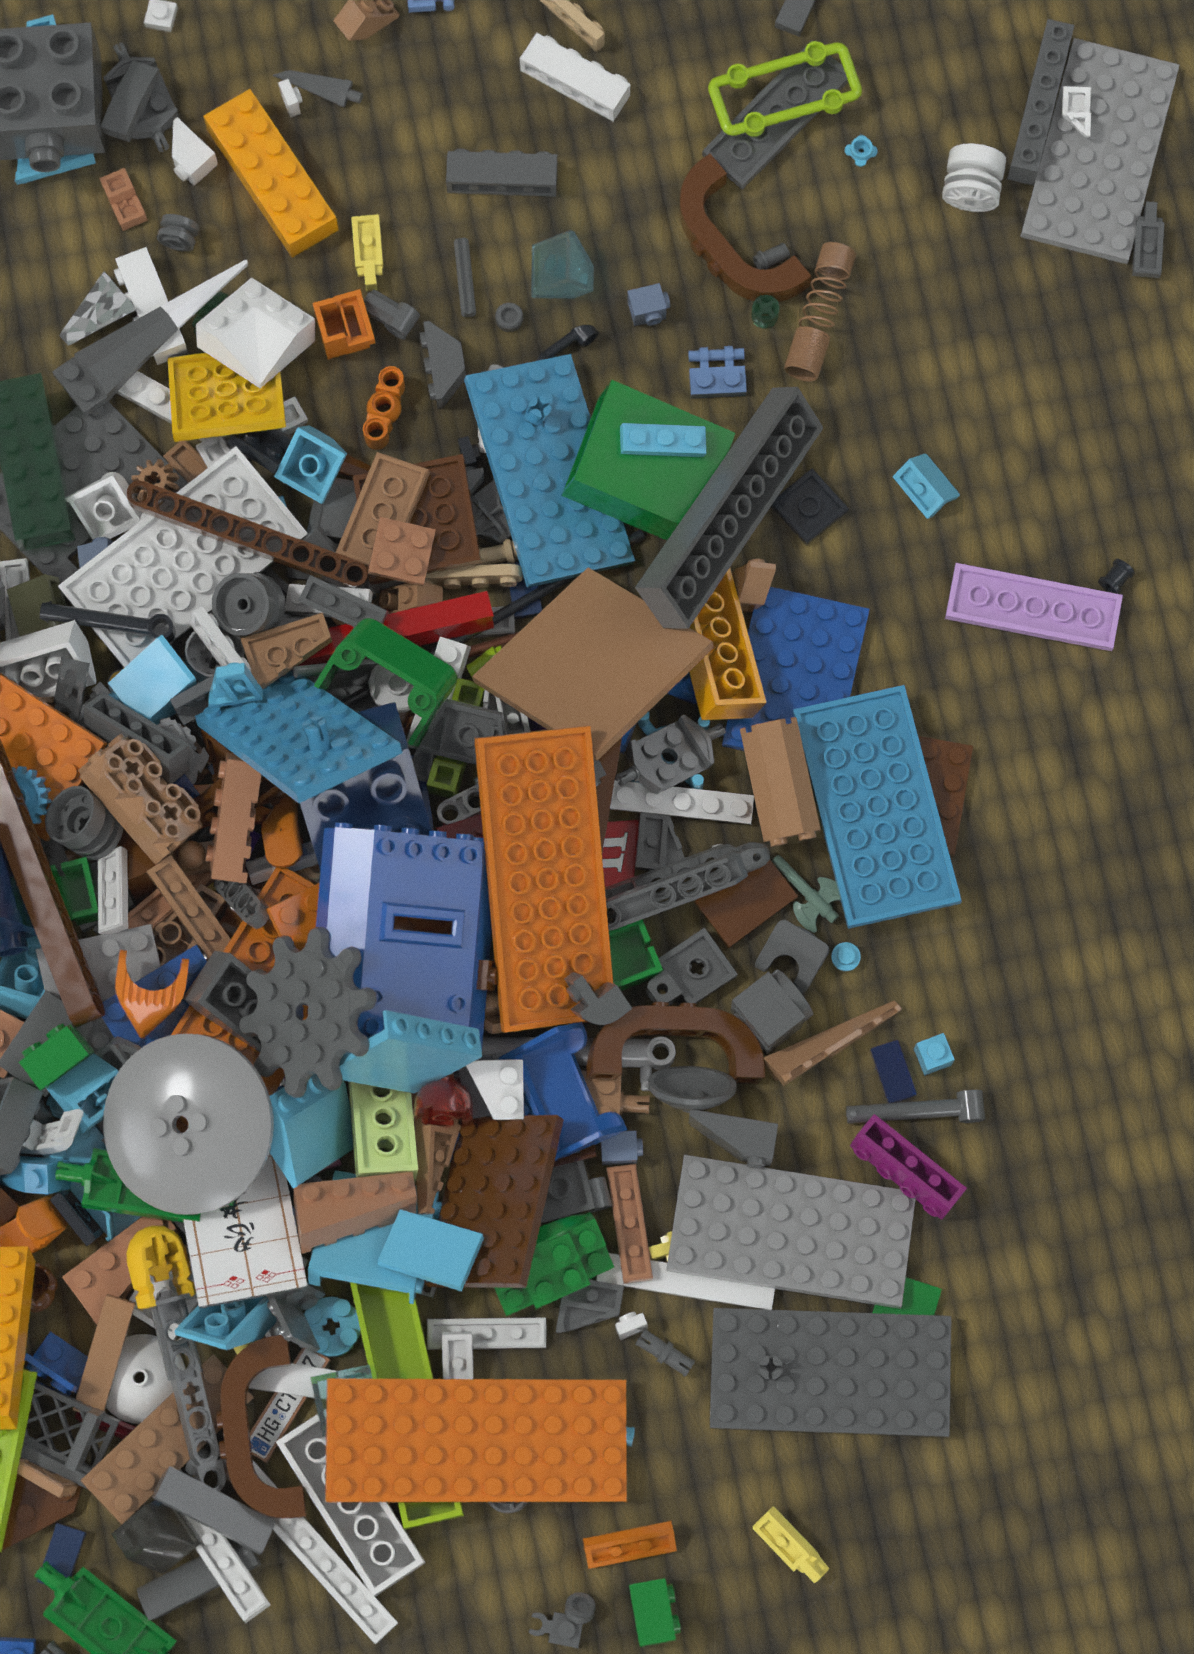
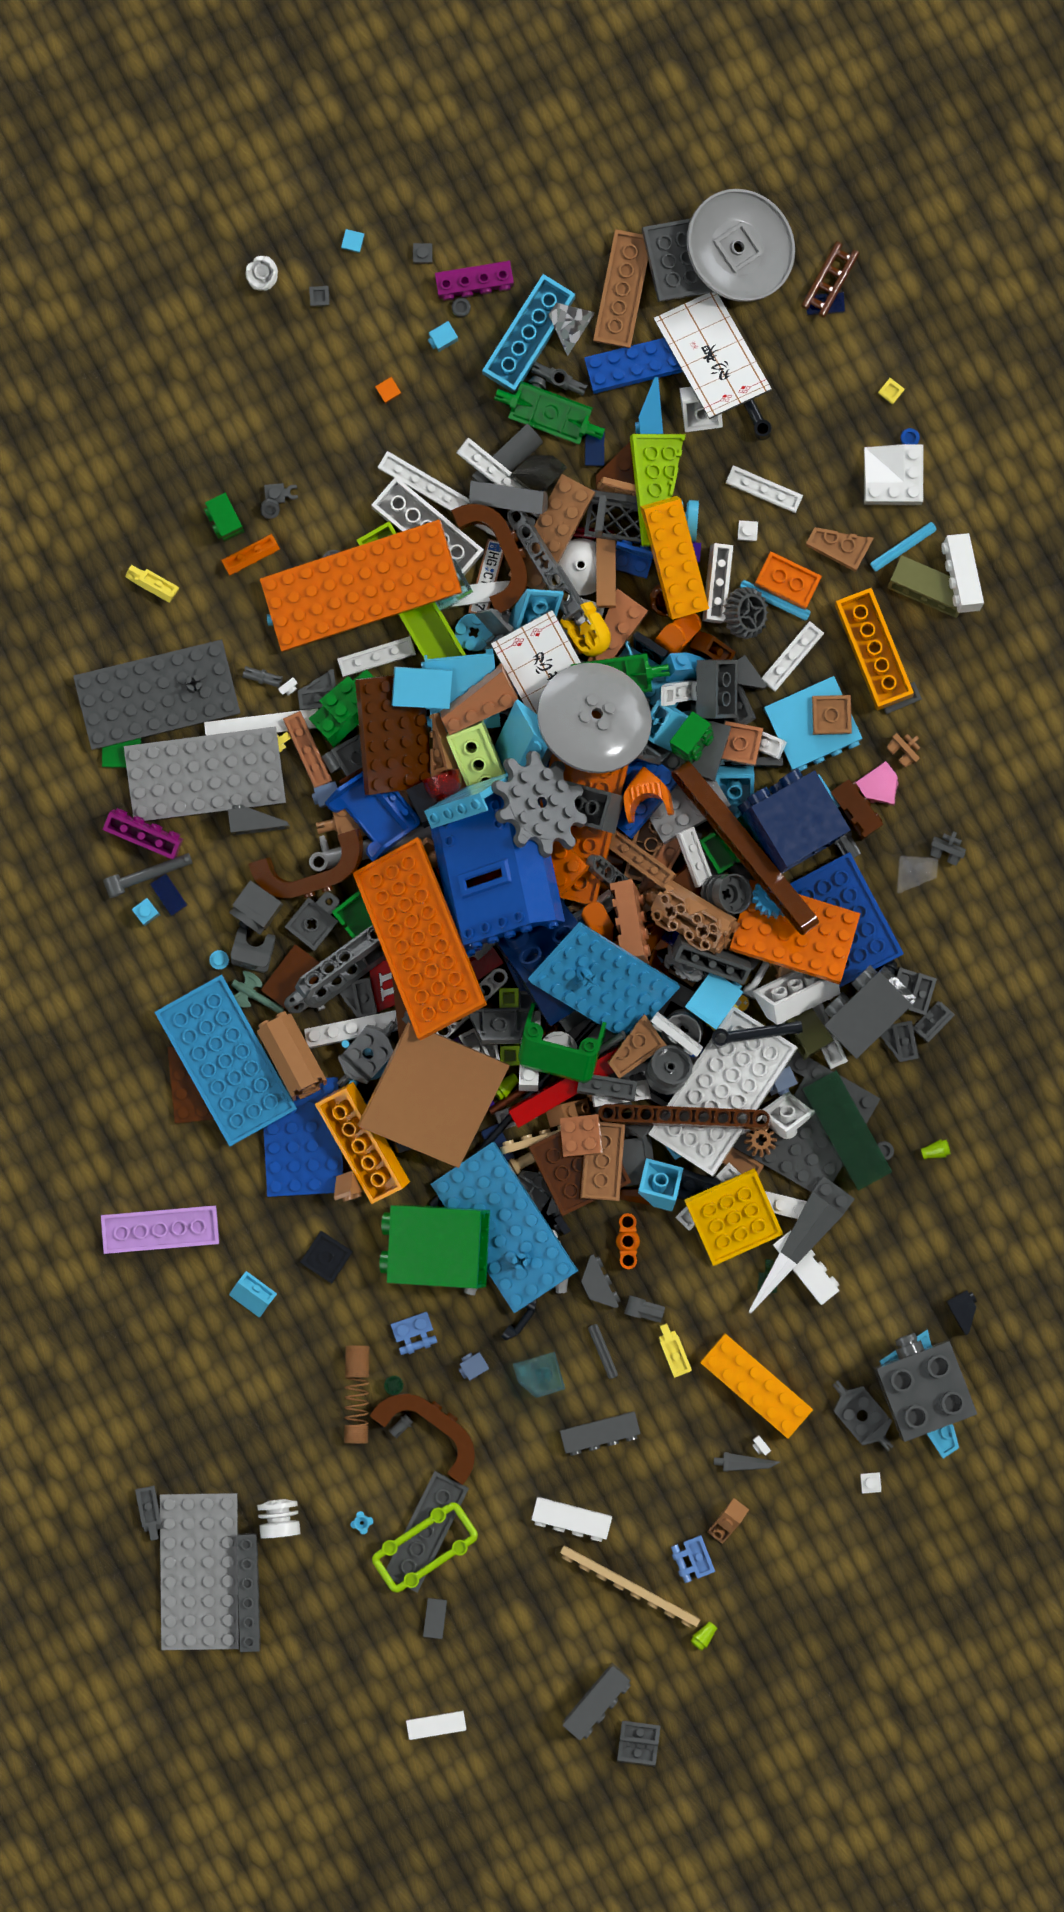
camera: 165 degrees right, 10 degrees up
(71, 687) = (766, 981): dark grey hinge -> none
(99, 308) = (841, 1253): sticker -> none
(123, 199) = (851, 1339): nougat slope -> none
(129, 101) = (866, 1407): dark grey slope -> none
(177, 232) = (804, 1323): dark grey wheel -> none
(190, 154) = (816, 1383): white slope -> none
(192, 702) = (678, 999): dark grey slope -> none
(233, 686) = (657, 1007): medium azure wing -> none
(255, 332) = (727, 1263): white slope -> none
(344, 324) = (671, 1290): orange plate -> none
(457, 1355) = (389, 634): white plate -> none
(487, 975) = (438, 868): reddish brown plate -> none
(500, 1086) = (409, 804): white wing -> none
(509, 317) = (564, 1332): dark grey tile -> none
(597, 1007) = (363, 872): dark grey brick -> none
(663, 440) = (431, 1258): medium azure plate -> none
(692, 1087) = (292, 843): dark grey dish -> none
(729, 508) = (374, 1227): dark grey brick -> none
(802, 1056) = (225, 888): medium nougat wedge -> none
(1077, 108) = (222, 1593): white slope -> none
(1116, 576) = (110, 1265): black bush -> none

